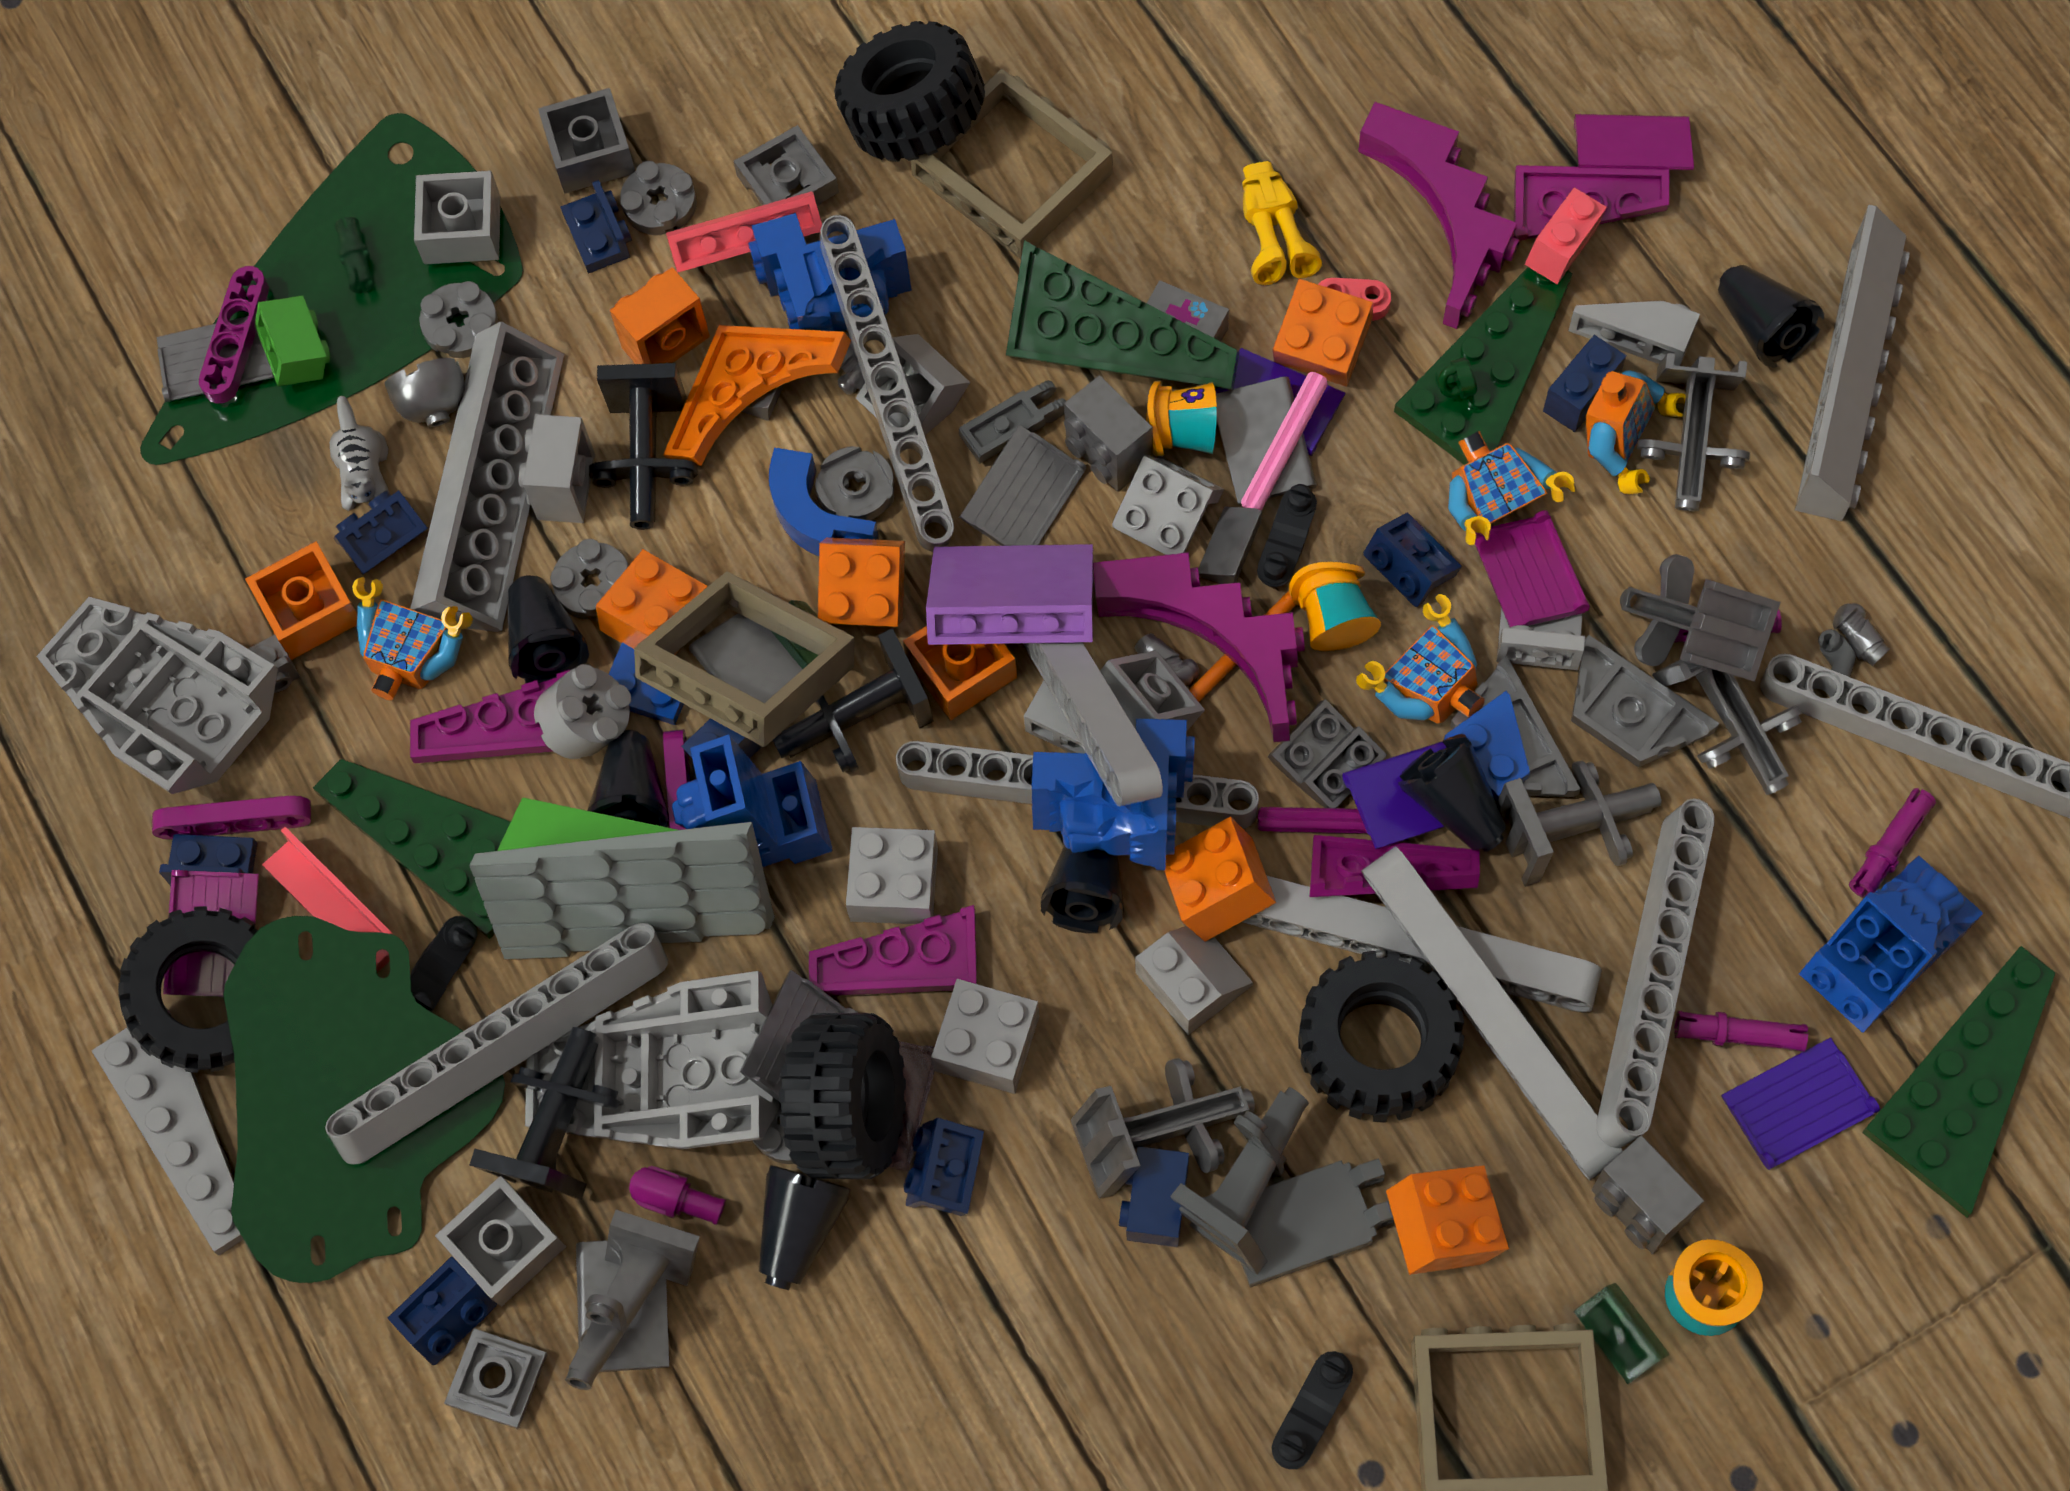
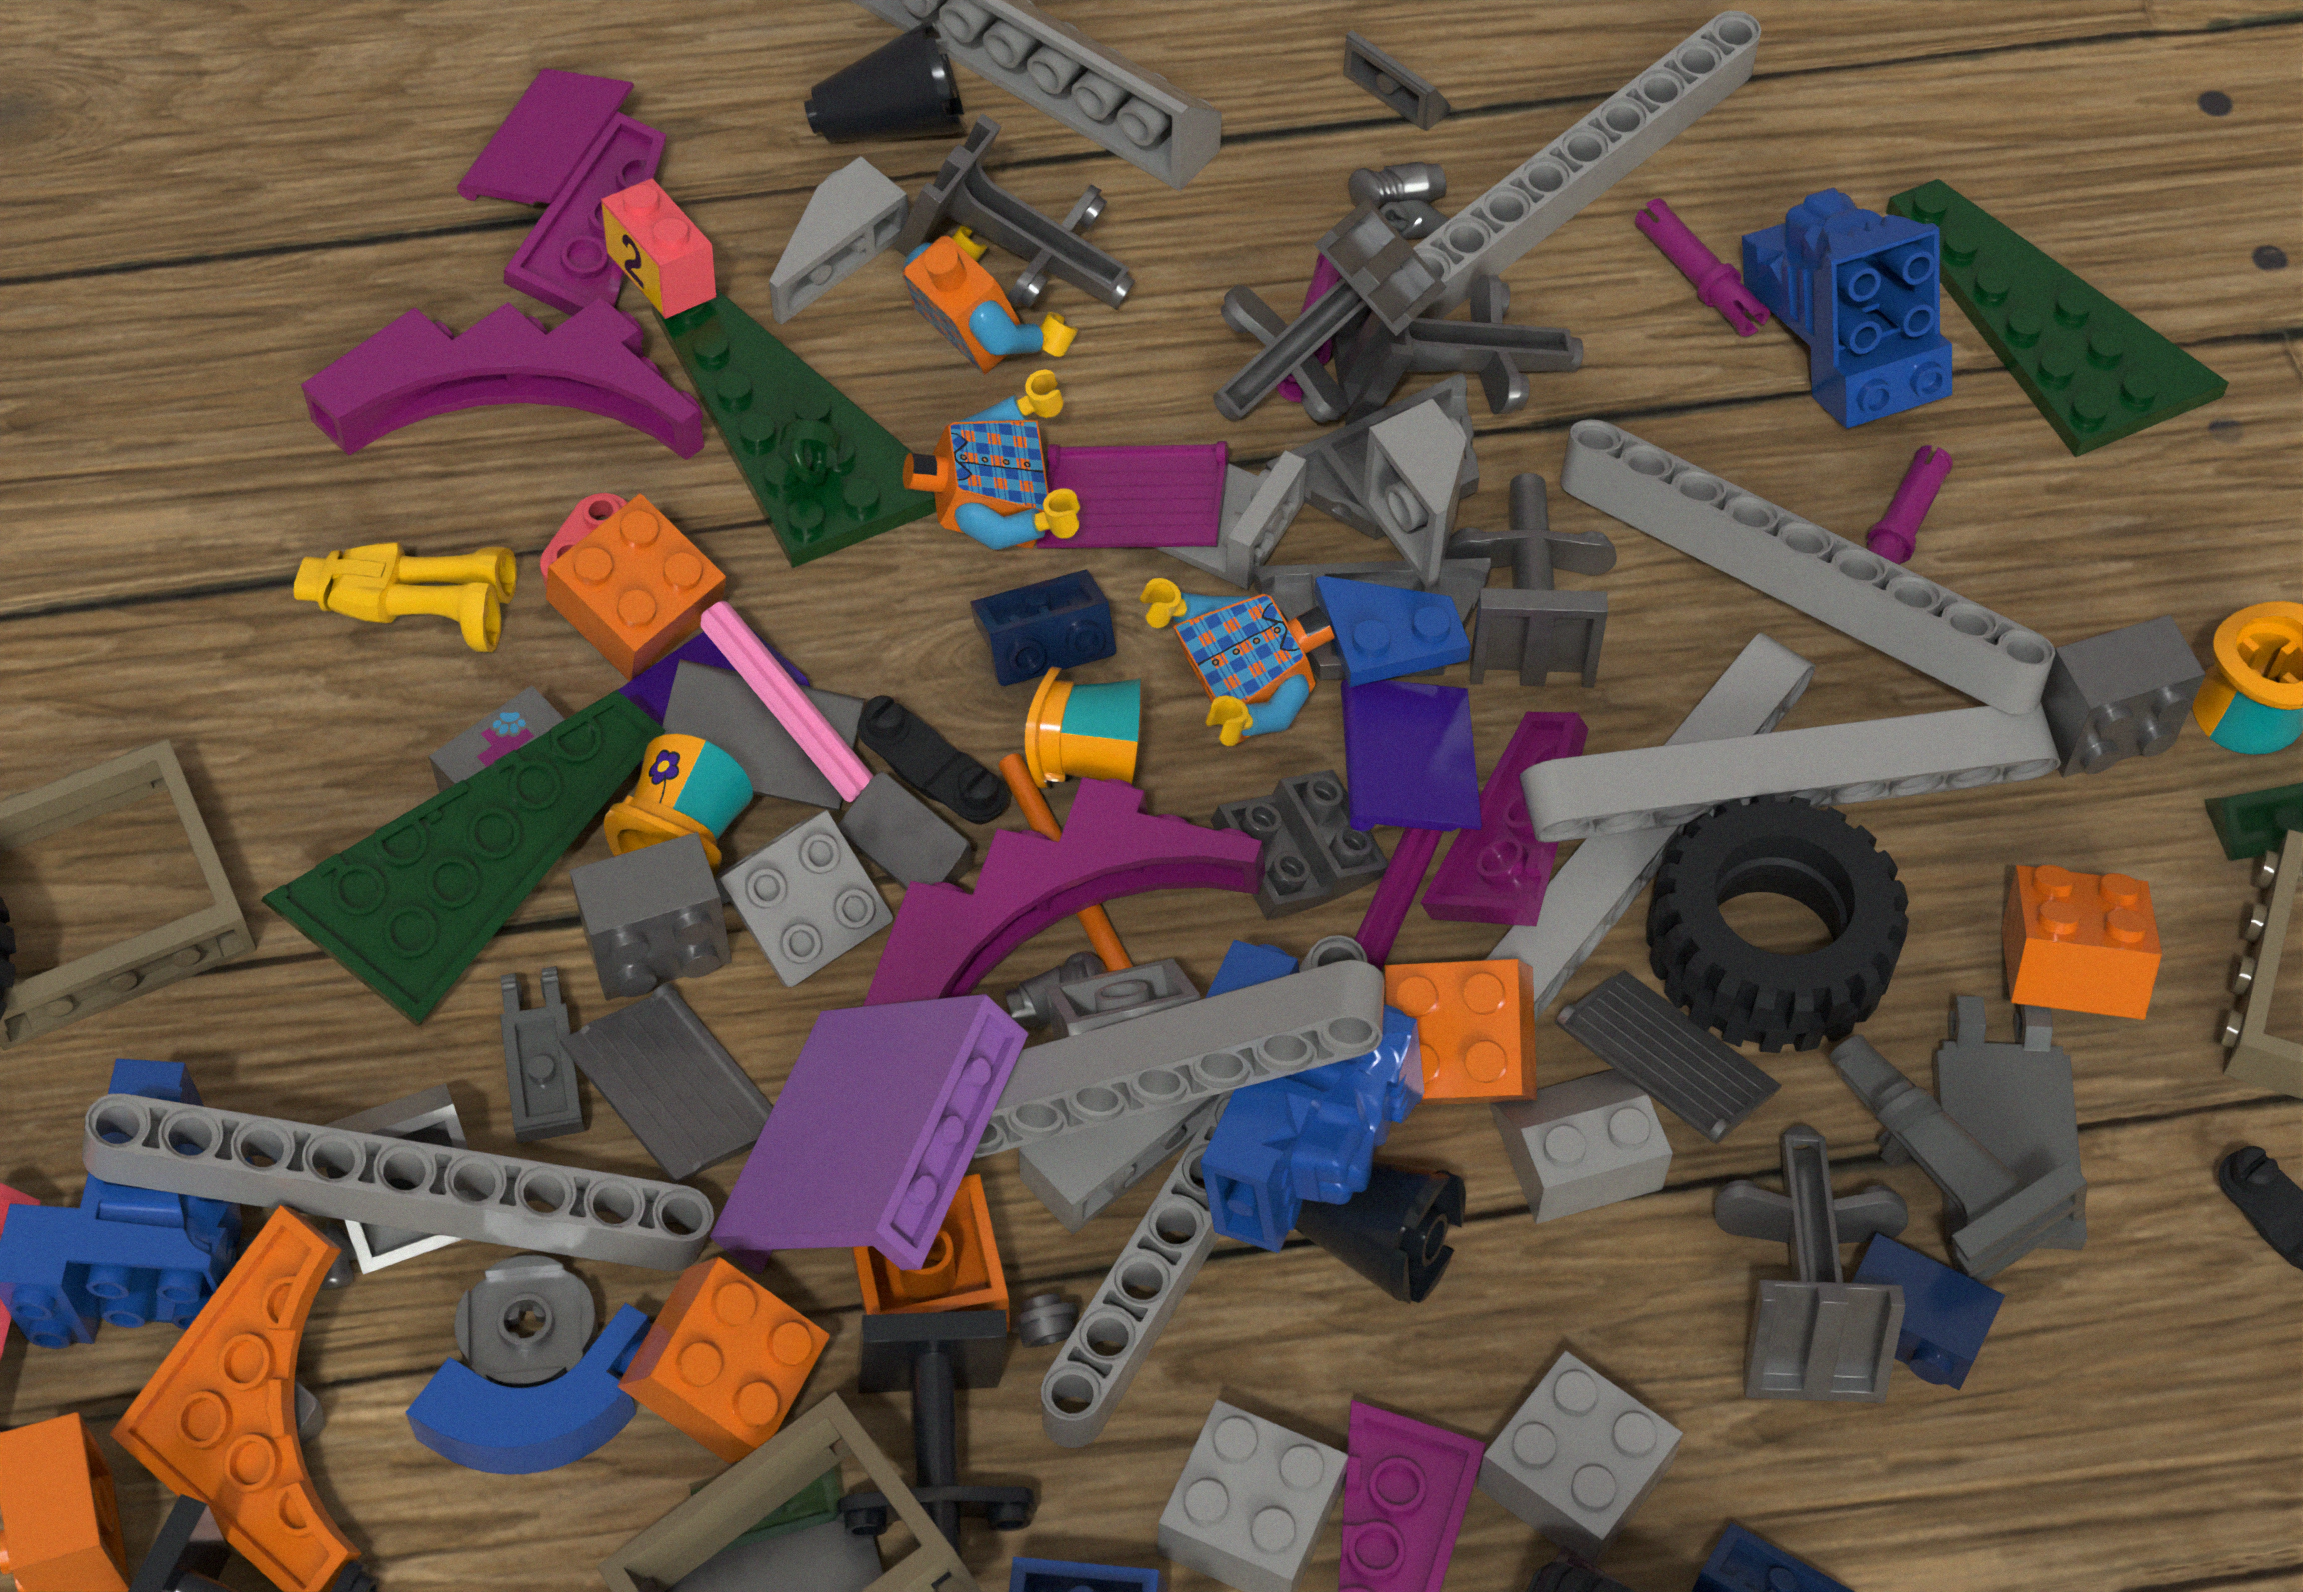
camera: 75 degrees left, 10 degrees down
(959, 732) = (1044, 1320): none -> flat silver plate
(1267, 1006) = (1668, 1055): none -> flat silver piece
(1456, 793) = (1439, 689): black cone -> none
(1579, 382) = (885, 325): dark blue brick -> none
(1591, 722) = (1416, 483): none -> light grey slope
(1800, 1103) = (2018, 505): dark purple piece -> none
(1954, 603) = (1393, 83): none -> flat silver slope

